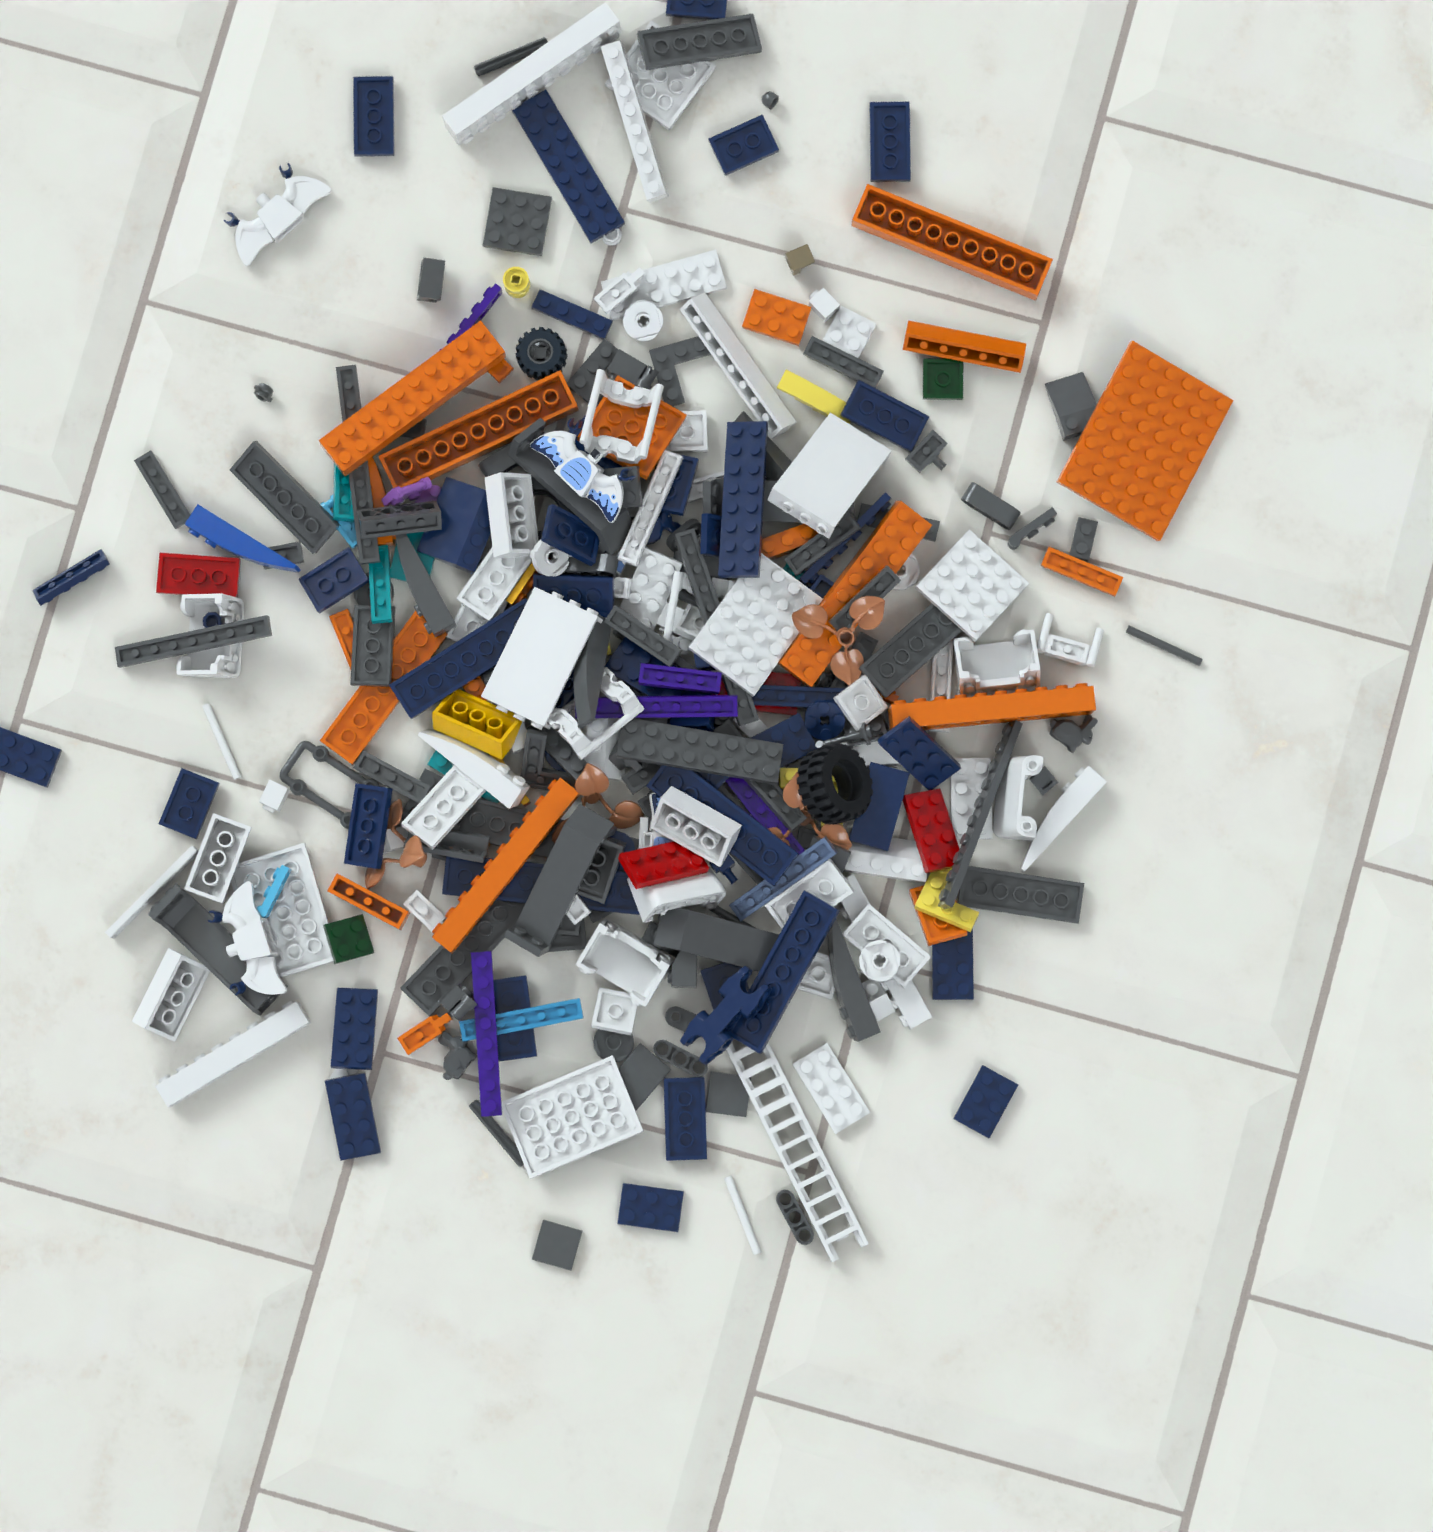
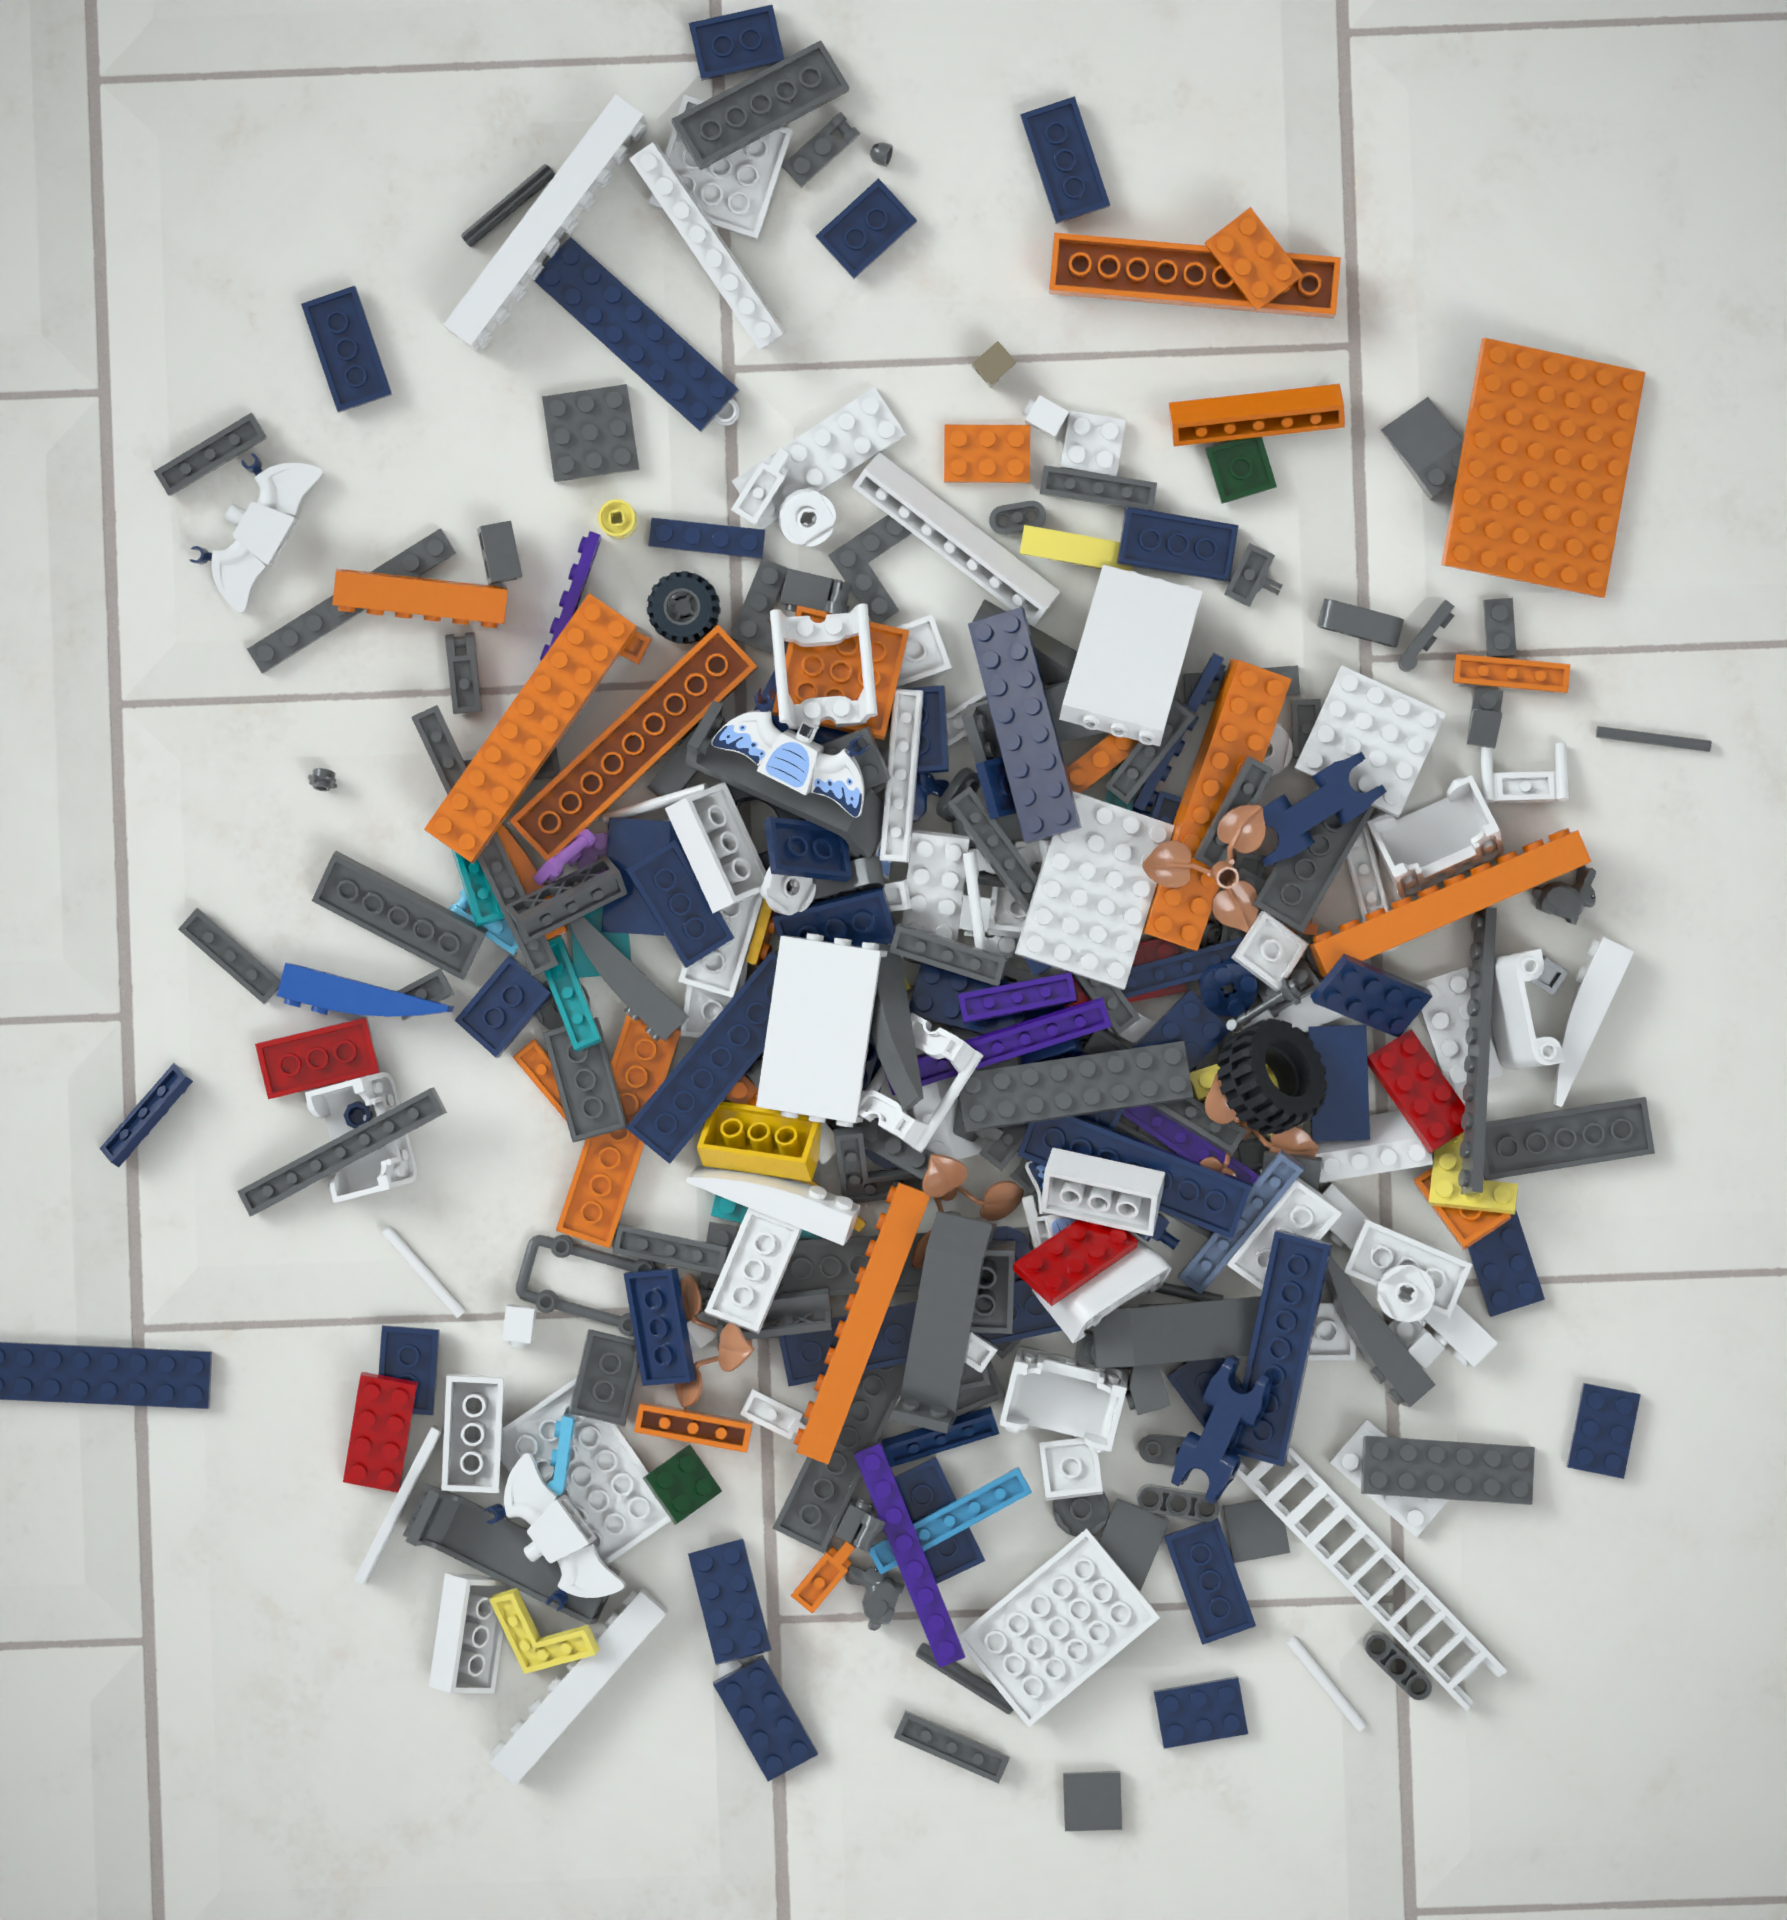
camera: 20 degrees left, 5 degrees up
(156, 838) = (380, 1432): none -> red plate
(209, 1019) = (531, 1649): none -> light yellow plate
(260, 156) = (210, 454): none -> dark grey plate
(320, 850) = (605, 1378): none -> dark grey tile
(322, 281) = (327, 617): none -> dark grey plate
(367, 290) = (419, 596): none -> orange brick
(380, 352) = (463, 674): none -> dark grey plate
(470, 476) = (653, 804): none -> white bar
(473, 545) = (679, 904): none -> dark blue plate
(473, 1176) = (952, 1746): none -> dark grey plate
(529, 963) = (926, 1442): none -> dark blue plate
(729, 85) = (820, 150): none -> dark grey plate
(783, 363) = (1017, 517): none -> dark grey plate
(871, 1094) = (1447, 1470): none -> dark grey plate
(932, 556) = (1304, 716): none -> dark grey plate
(935, 612) = (1331, 798): none -> dark blue piece
(994, 241) = (1253, 259): none -> orange plate
(1054, 595) = (1485, 717): none -> dark grey slope

